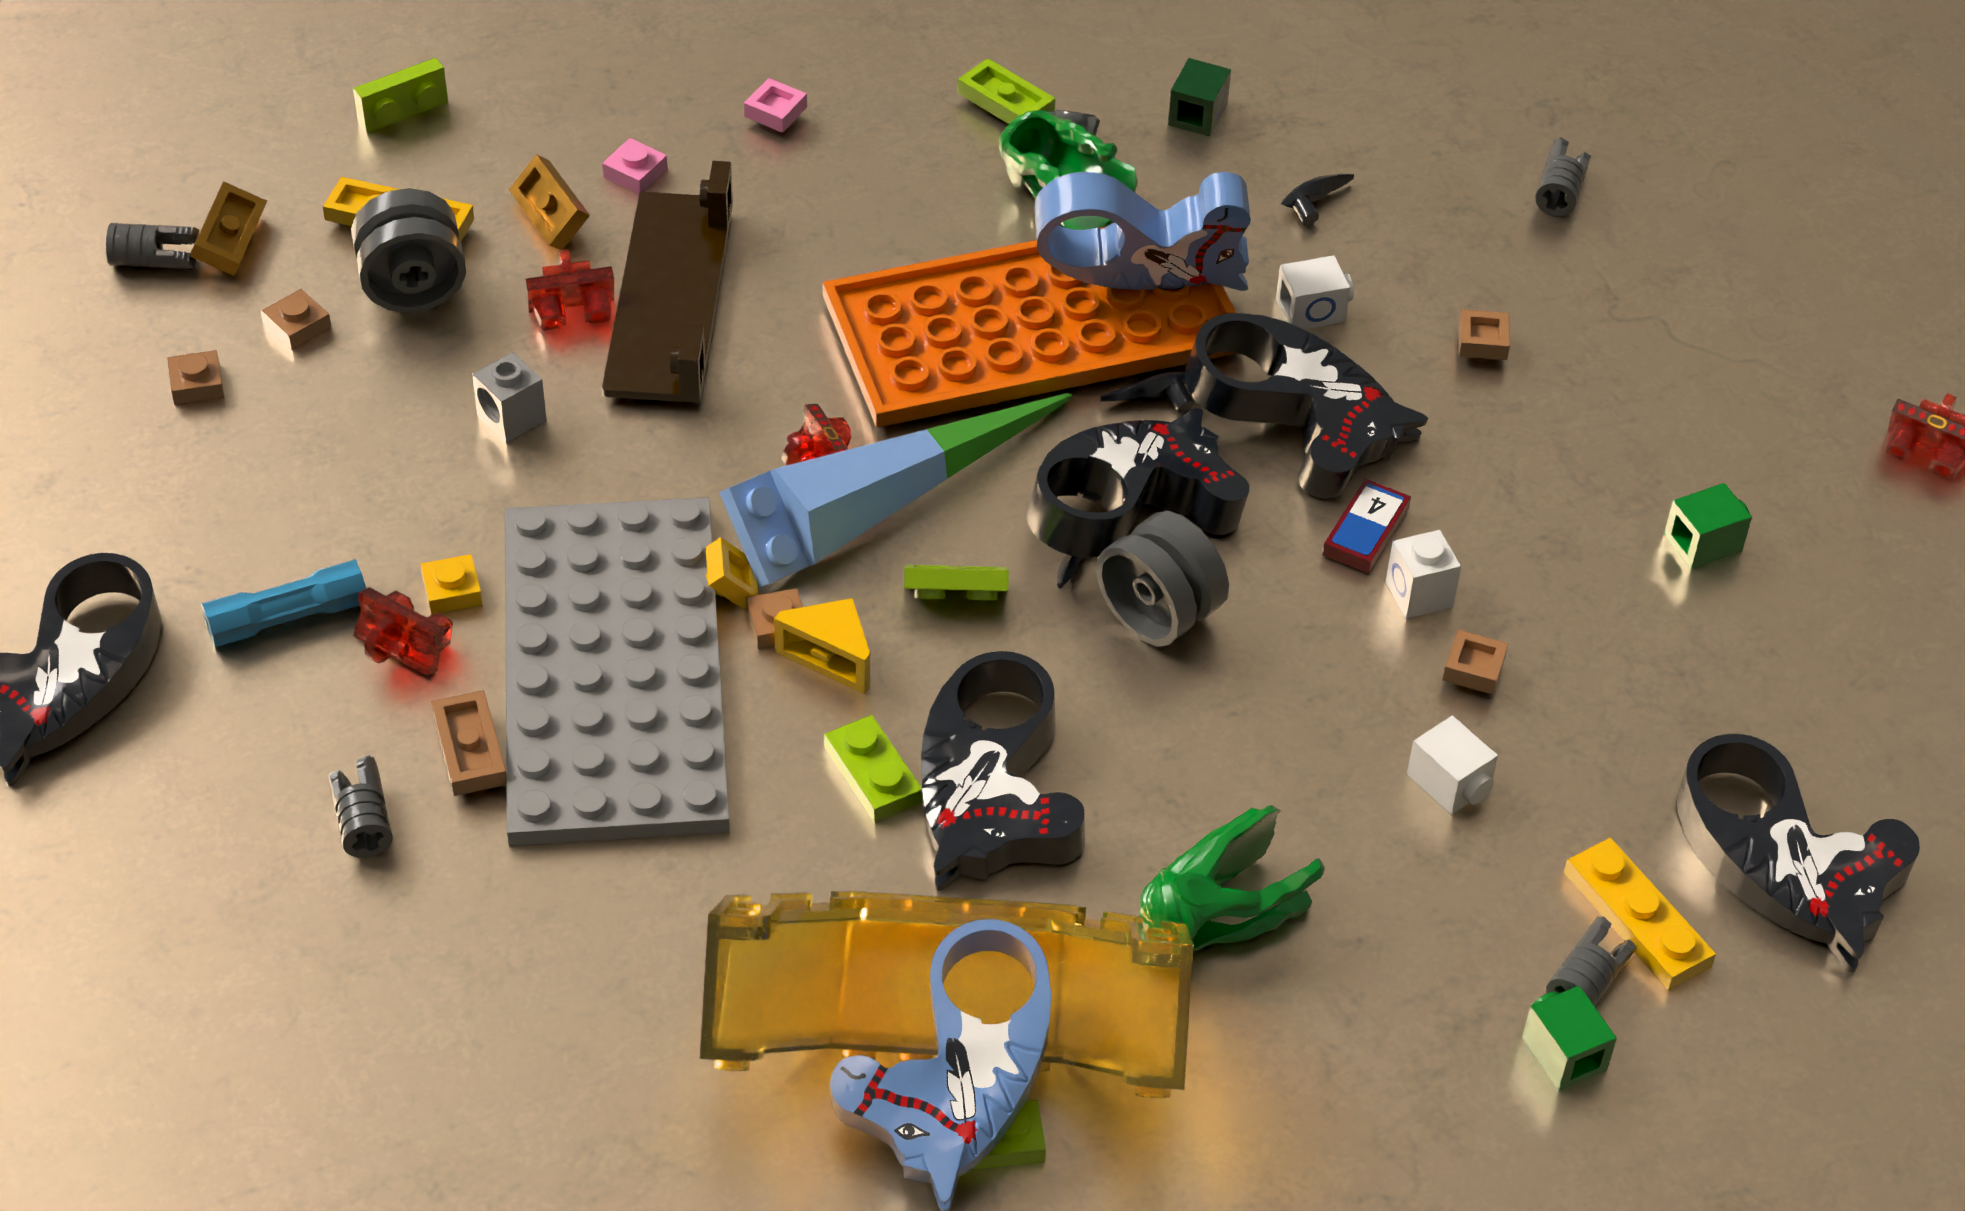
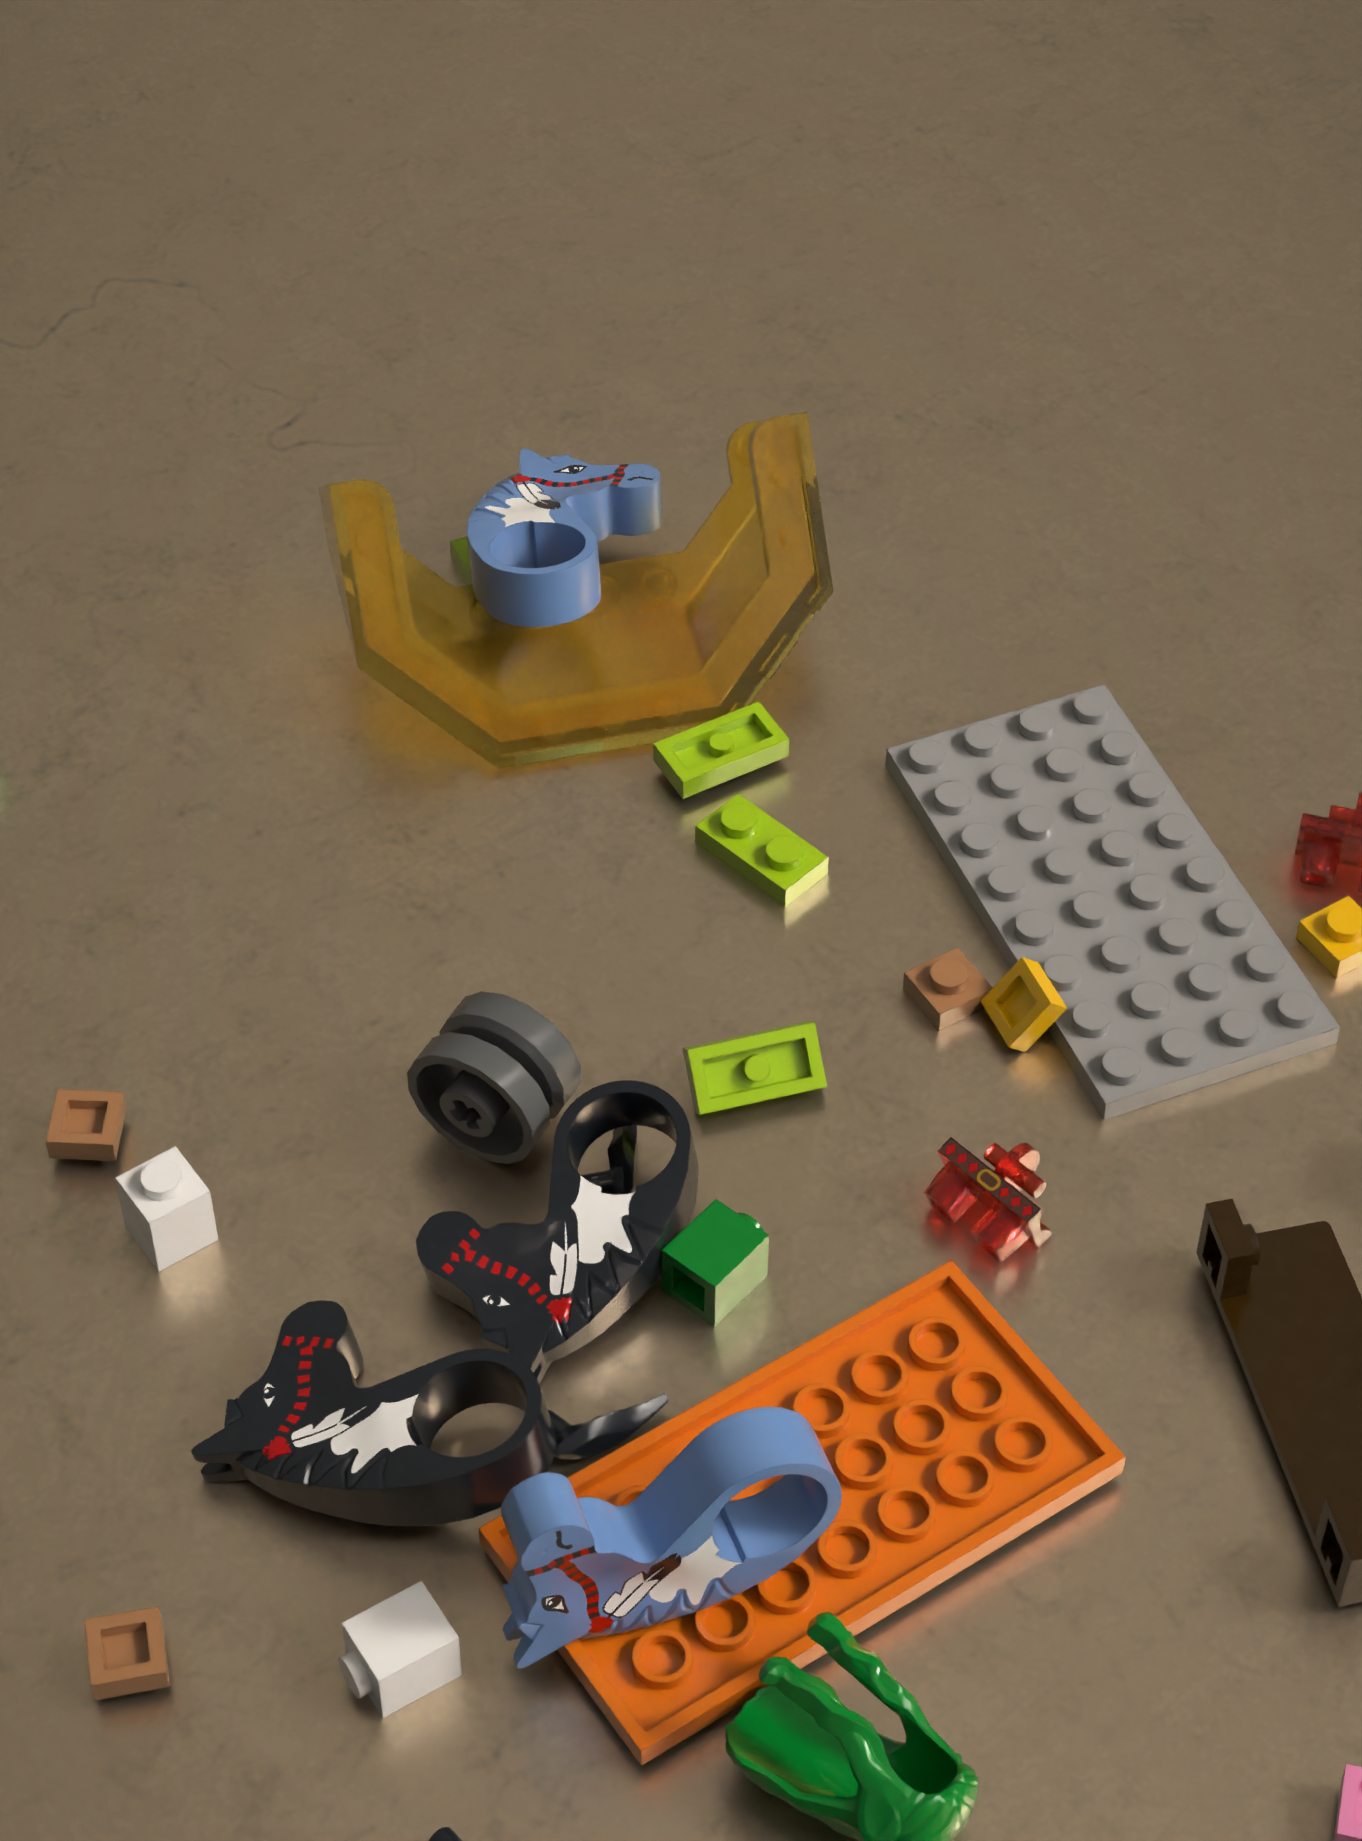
camera: 165 degrees right, 0 degrees up
(362, 810) = (1254, 663): dark grey hinge -> none
(469, 743) = (1202, 759): medium nougat plate -> none
(820, 504) = (956, 1087): light blue plate -> none
(827, 641) = (867, 949): yellow slope -> none
(872, 854) = (720, 749): none -> lime plate
(973, 783) = (639, 845): black animal -> none
(1026, 448) = (715, 1262): none -> green brick
(1192, 890) = (336, 780): green hair -> none
(1366, 526) = (253, 1296): tile -> none
(1452, 765) = (100, 982): white brick -> none

